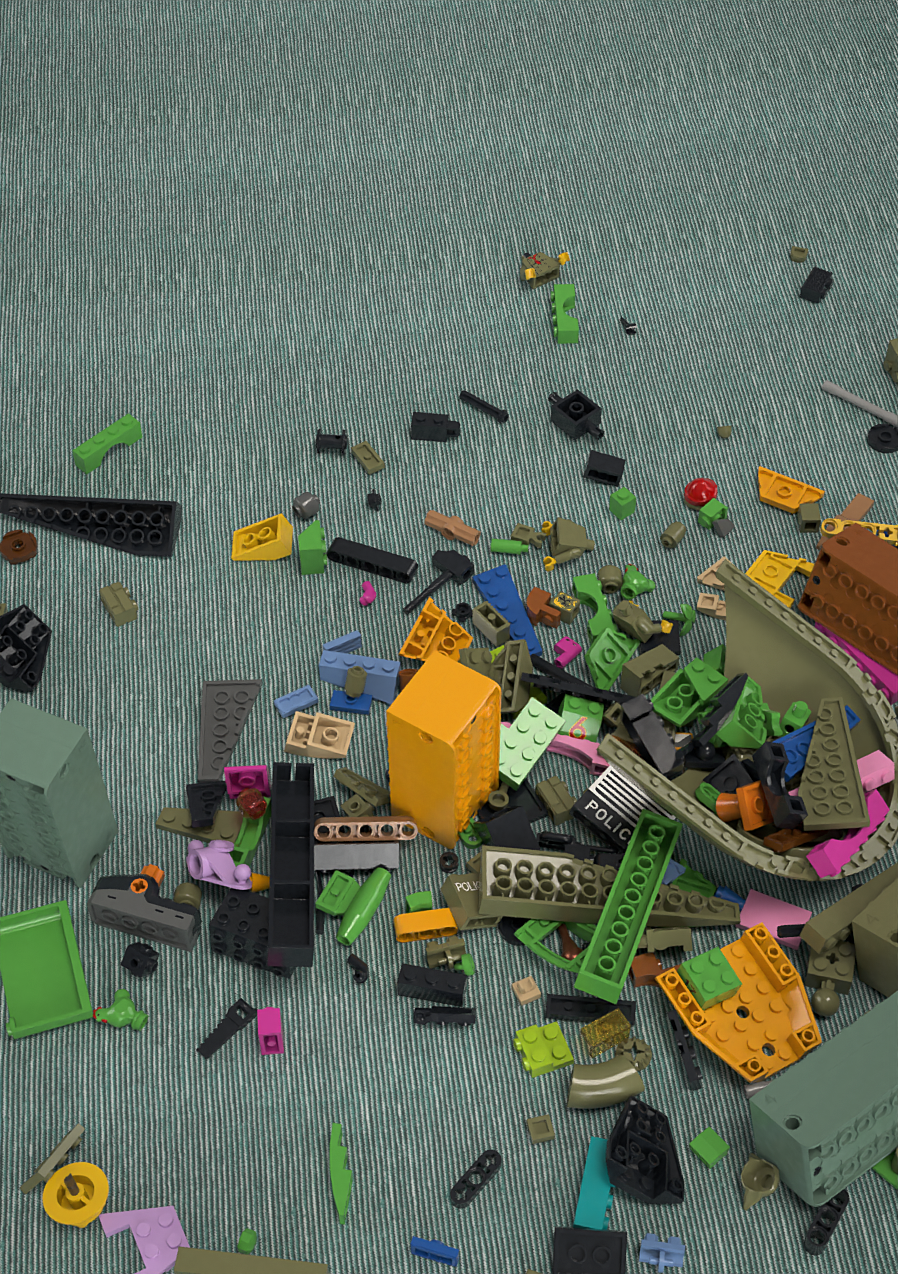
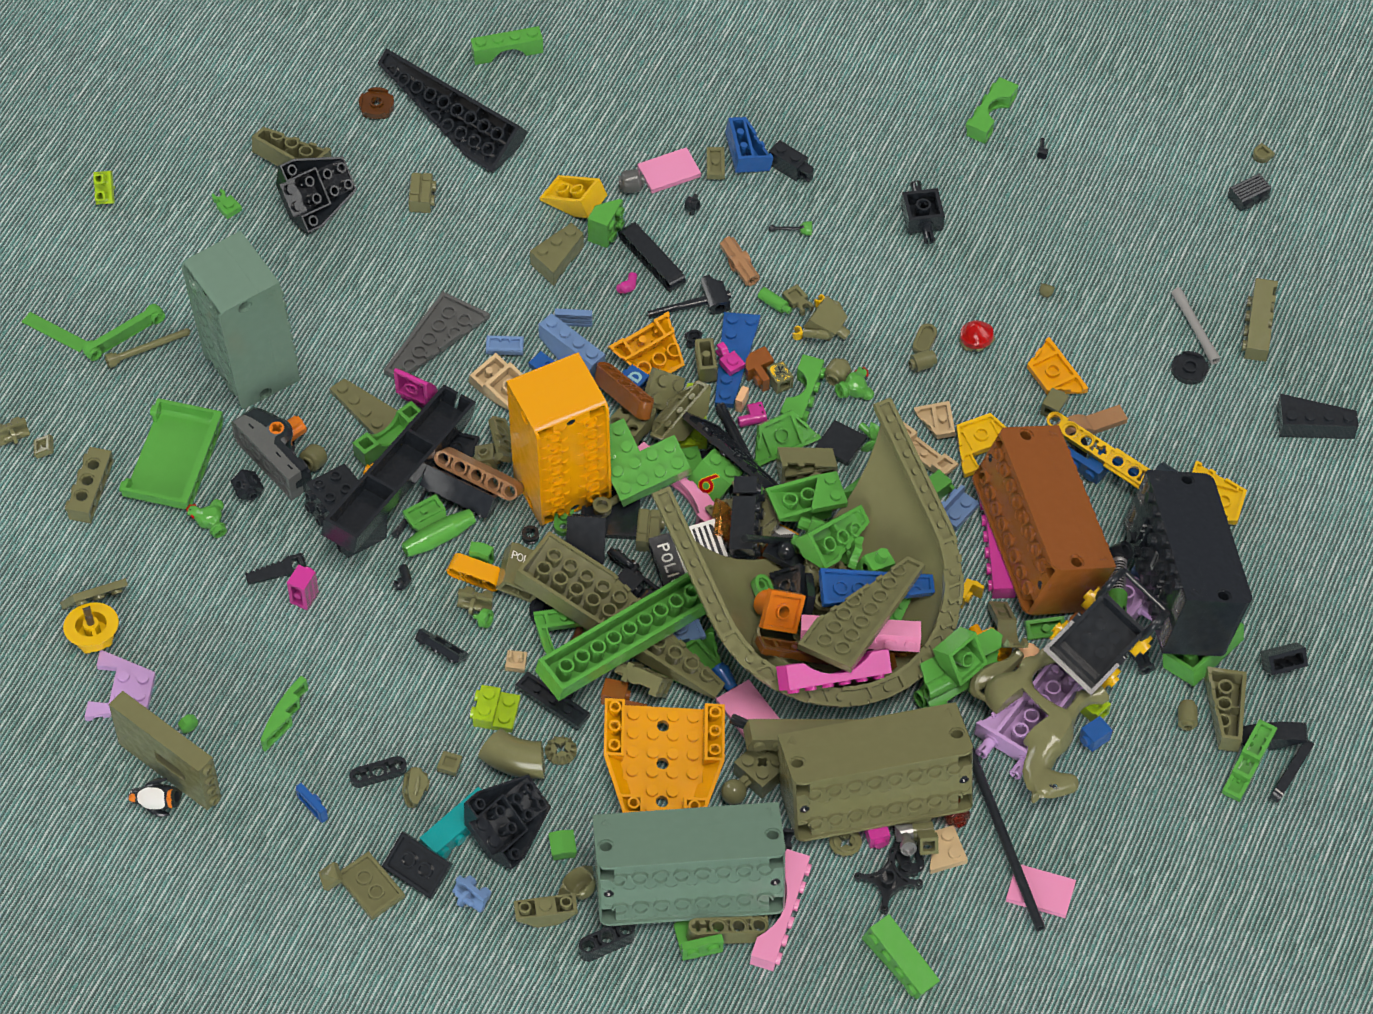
camera: 30 degrees right, 5 degrees up
(205, 801) = (374, 390): black wing -> none
(216, 864) = (341, 441): lavender piece -> none
(251, 803) = (403, 408): clear red head -> none
(284, 597) = (556, 252): none -> olive wedge
(331, 441) = (693, 133): black hose -> none
(331, 481) = (669, 170): none -> bright pink tile
(355, 681) = (557, 350): olive brick -> none
(386, 433) = (745, 147): none -> blue wedge
(432, 985) = (446, 618): black brick -> none
(487, 475) = (805, 228): none -> hinge
(500, 415) = (859, 179): black axle -> none
(514, 614) = (729, 361): none -> dark pink plate
(526, 1173) = (414, 785): none -> olive hand
(541, 268) = (1002, 55): olive torso -> none
(547, 643) = (741, 399): none -> light nougat tile
(604, 468) = (909, 271): black brick -> none
(606, 1032) = (548, 722): clear yellow panel -> none
(622, 503) = (900, 311): bright green brick -> none
(636, 622) = (824, 418): olive torso -> none
(657, 517) = (924, 338): none -> olive tile
(687, 1053) = (597, 770): black wing -> none
(709, 978) = (646, 722): bright green brick -> none
(710, 512) = (971, 359): bright green brick -> none
(723, 526) = (972, 375): dark grey tile -> none
(723, 705) = (818, 517): black slope -> none
(750, 1223) = (546, 910): none -> olive slope
(771, 765) = (797, 616): black arch -> none

